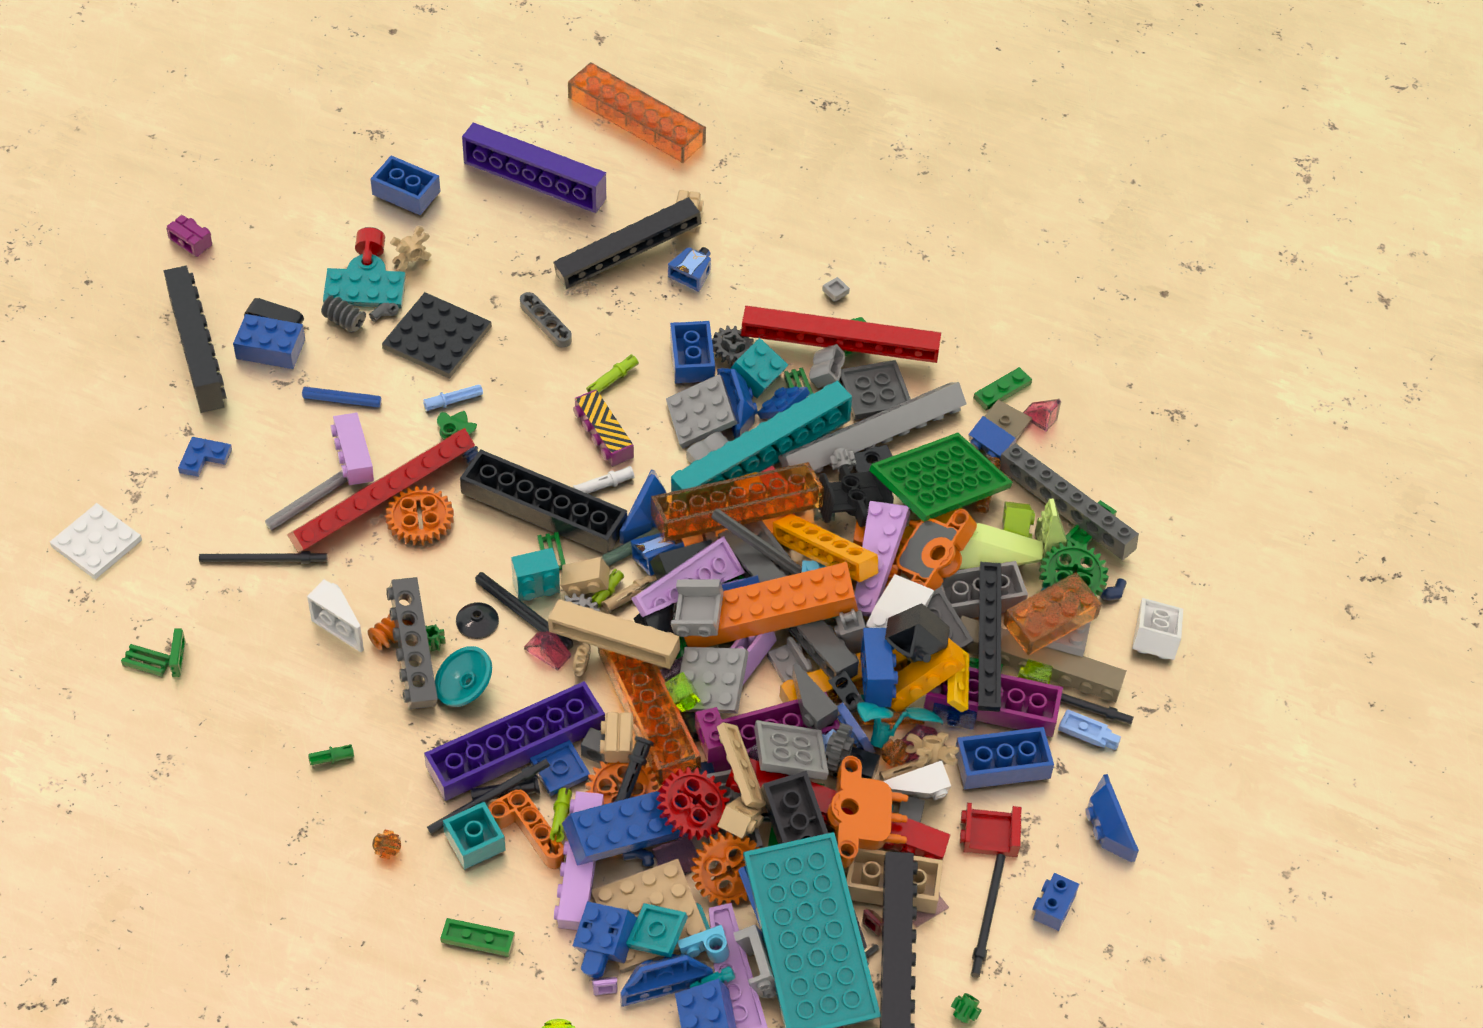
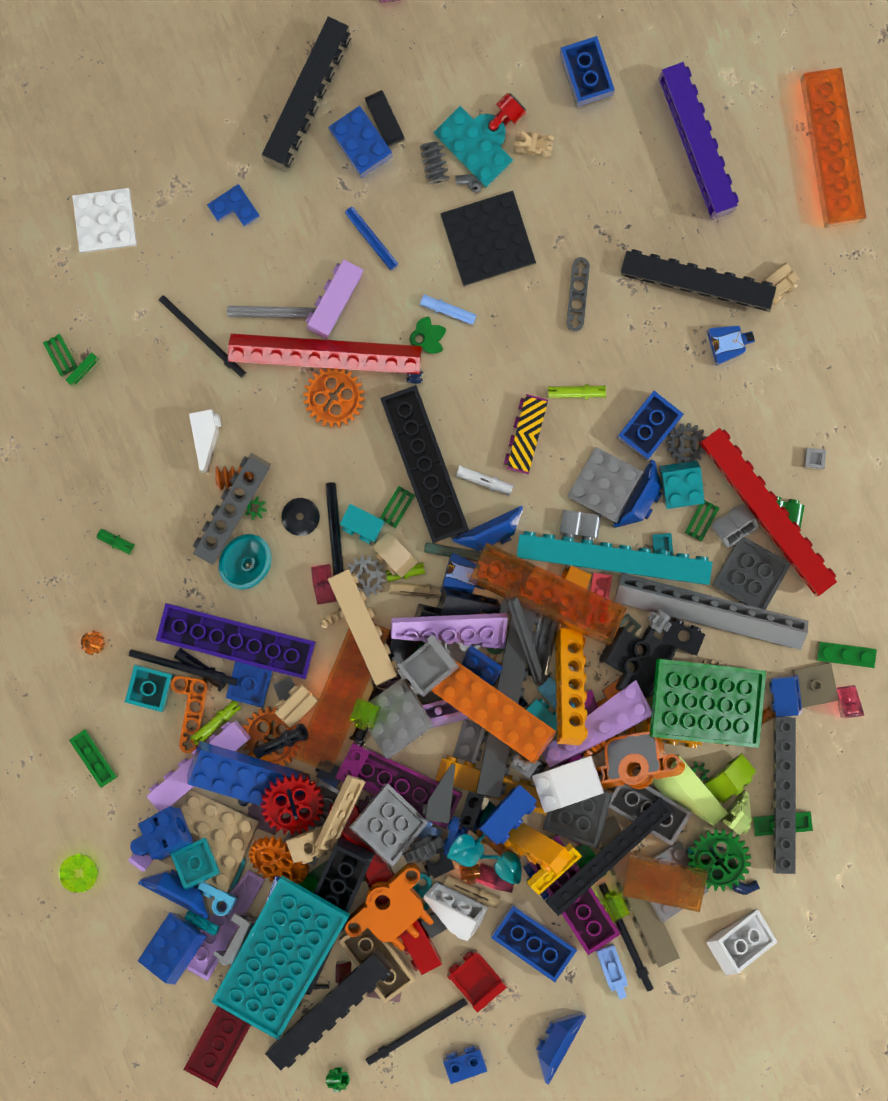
camera: 50 degrees right, 35 degrees up
(782, 400) = (671, 530): blue plate -> none
(917, 633) = (542, 829): black piece -> none
(932, 749) = (481, 900): tan pin -> none

